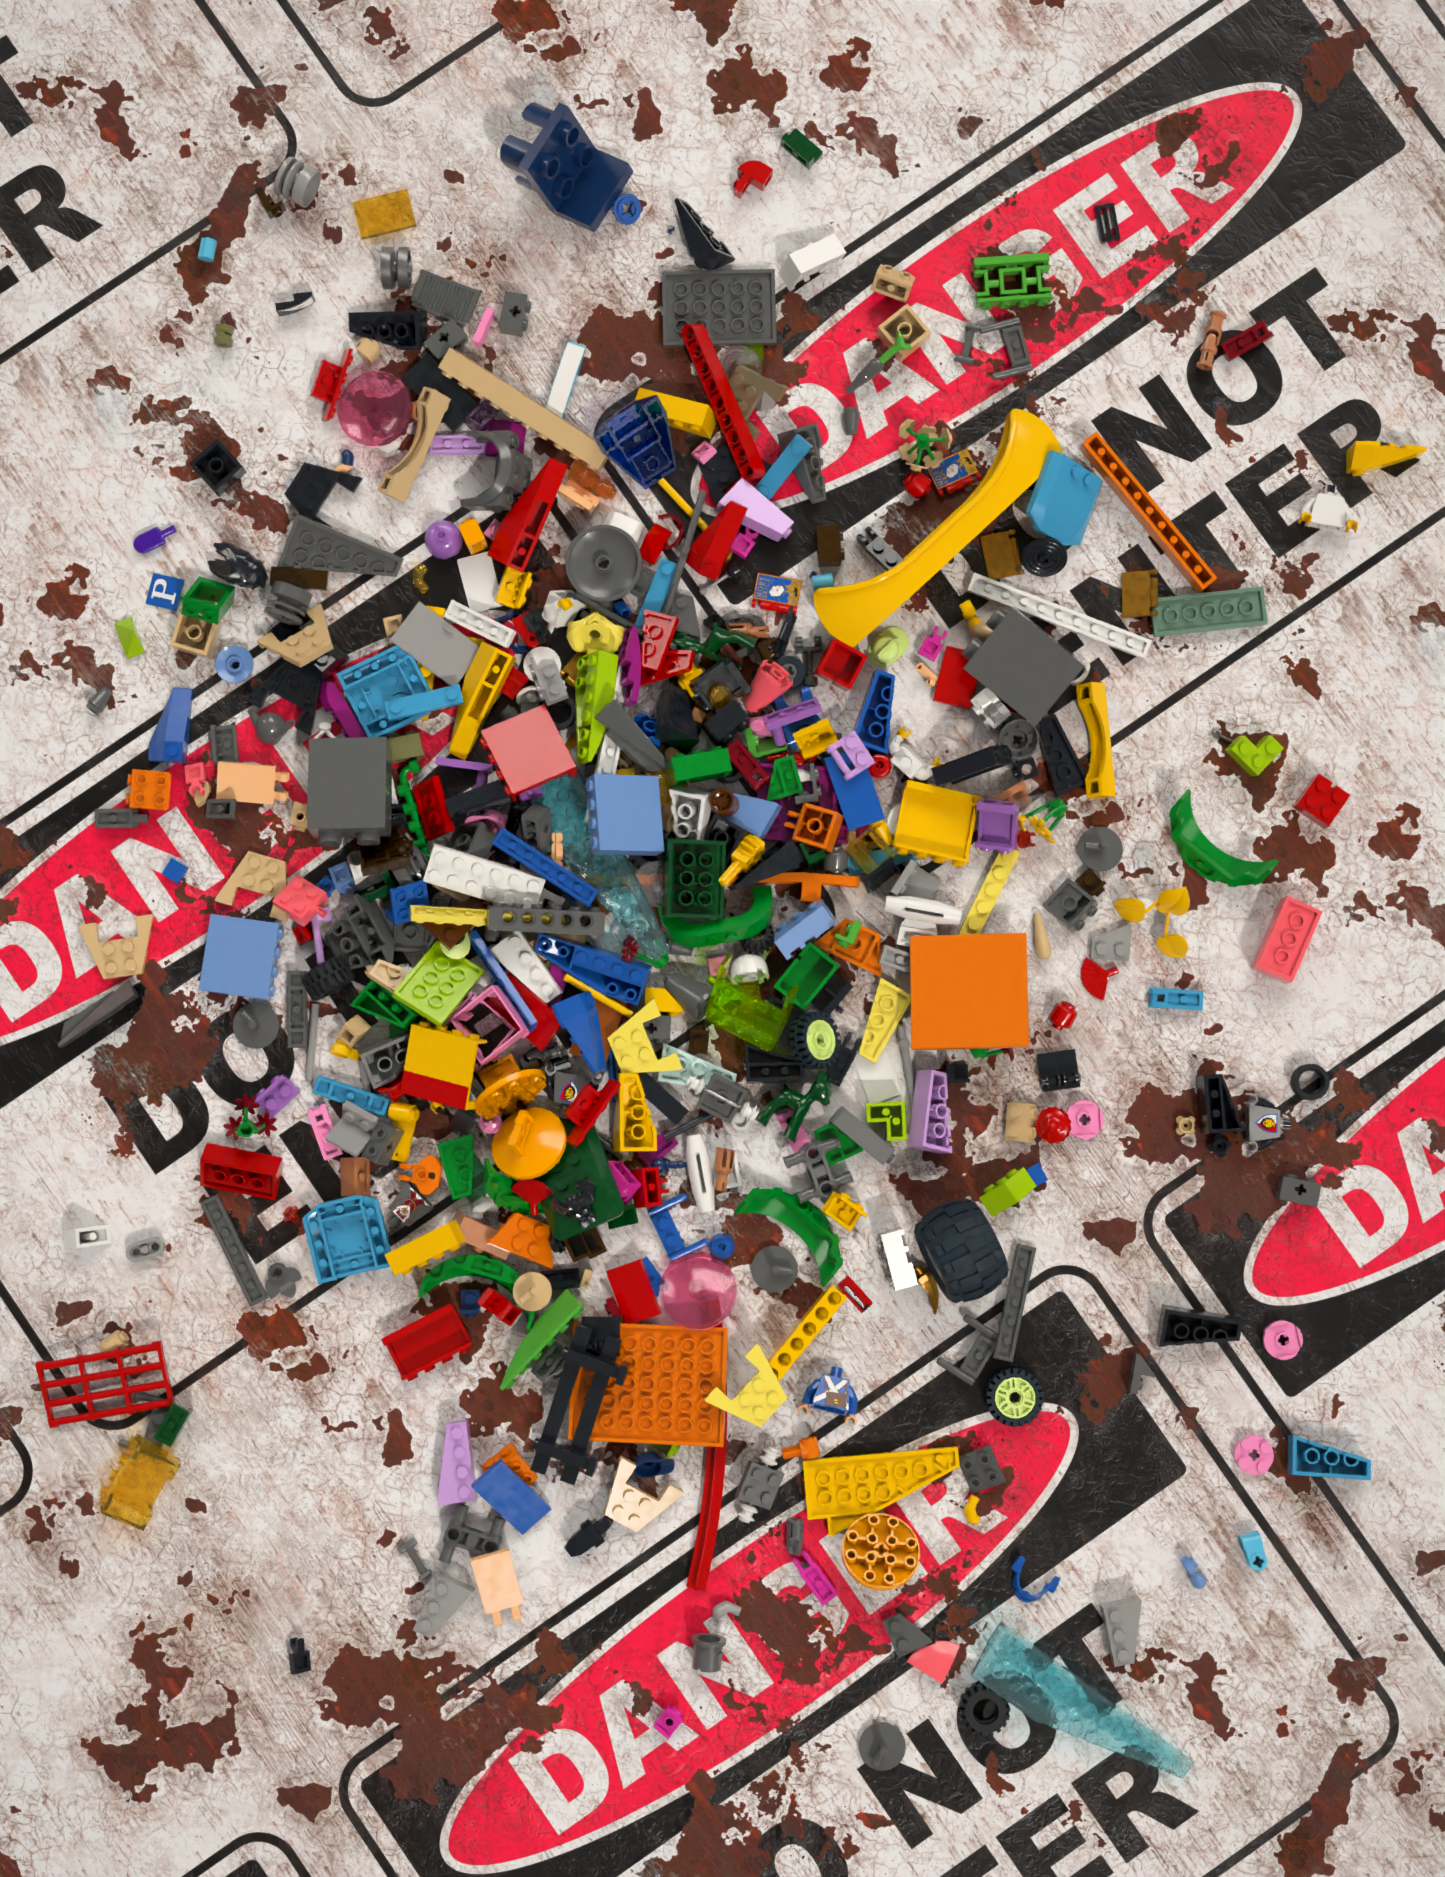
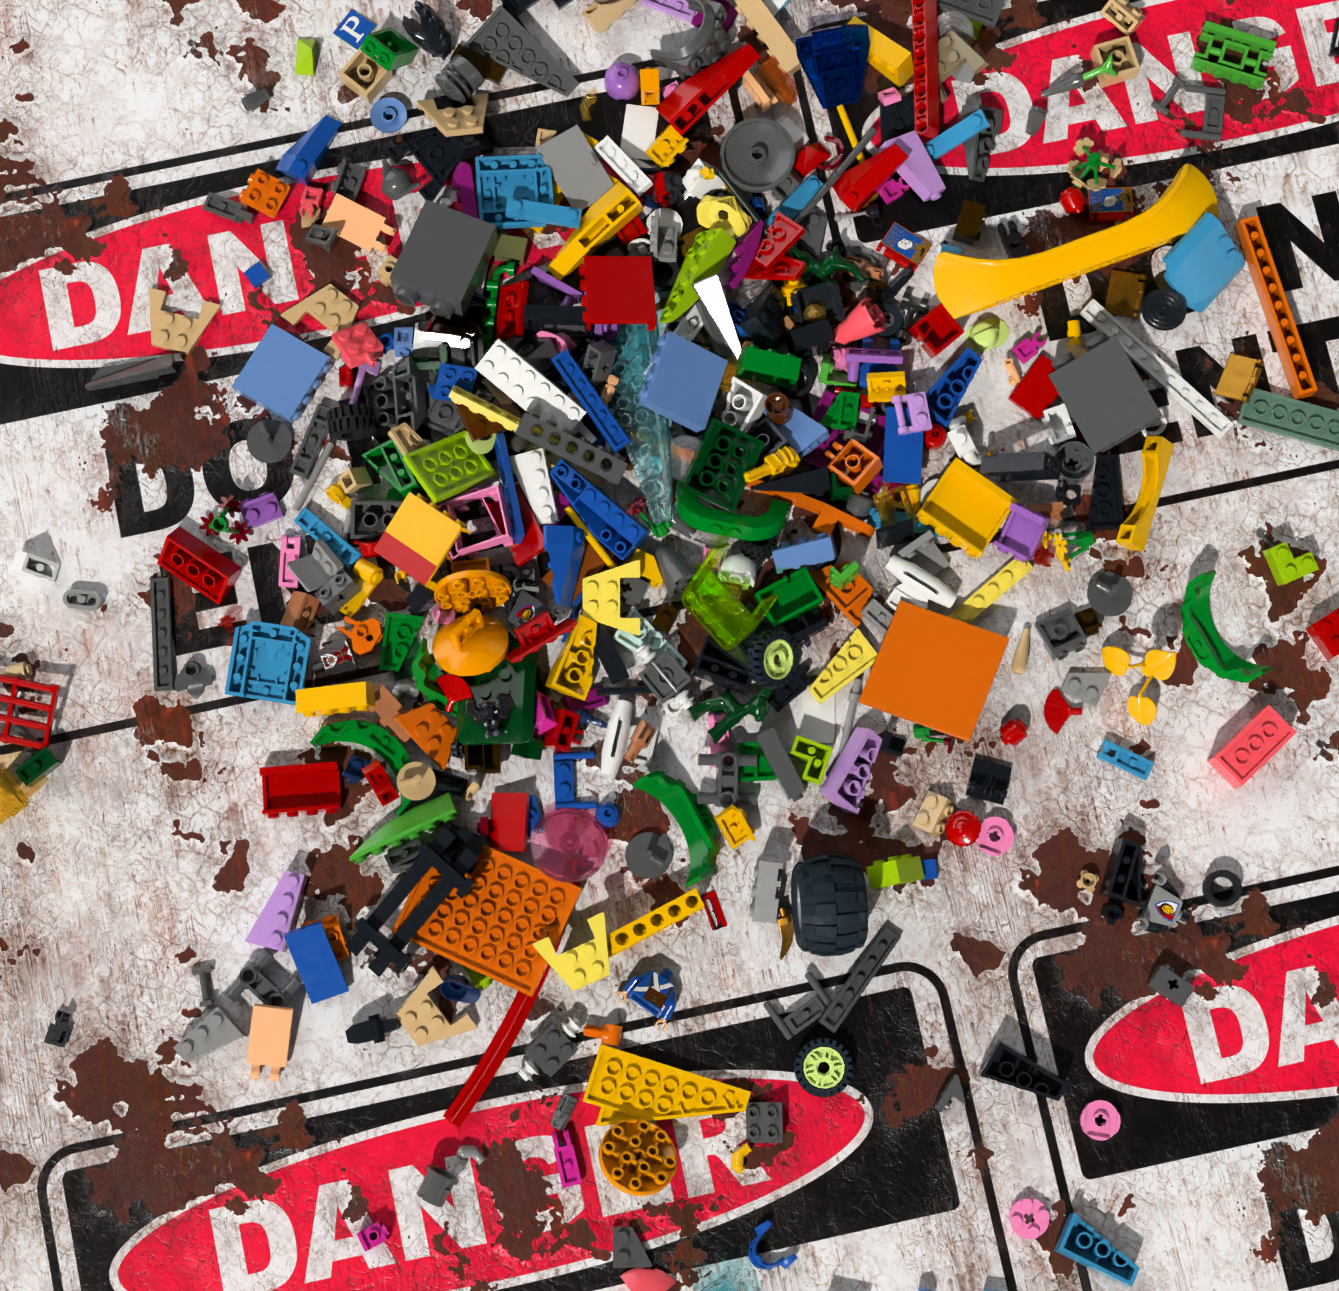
camera: 25 degrees right, 5 degrees down
(747, 765) = (813, 385): dark red plate -> none

